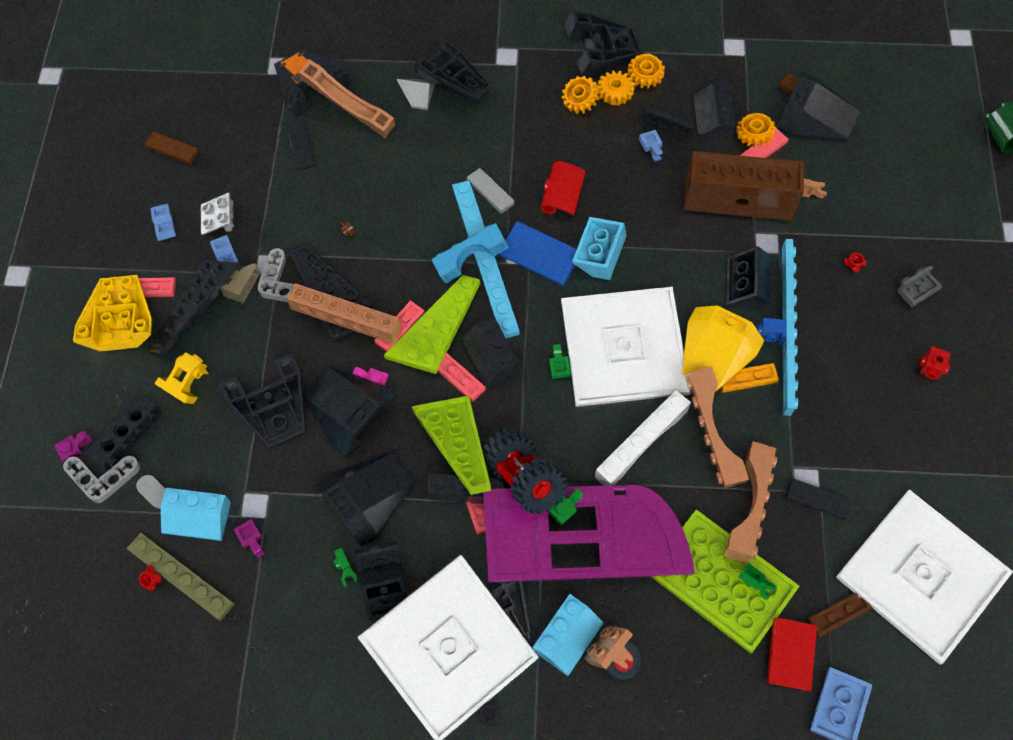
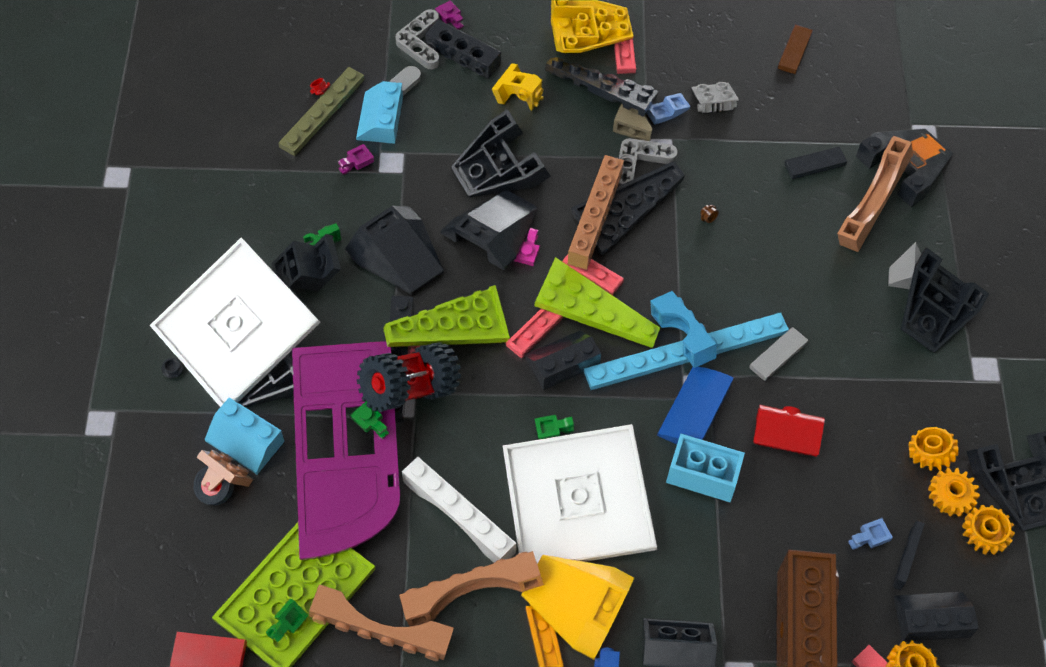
camera: 85 degrees right, 5 degrees down
(163, 222) = (705, 52): medium blue slope -> none

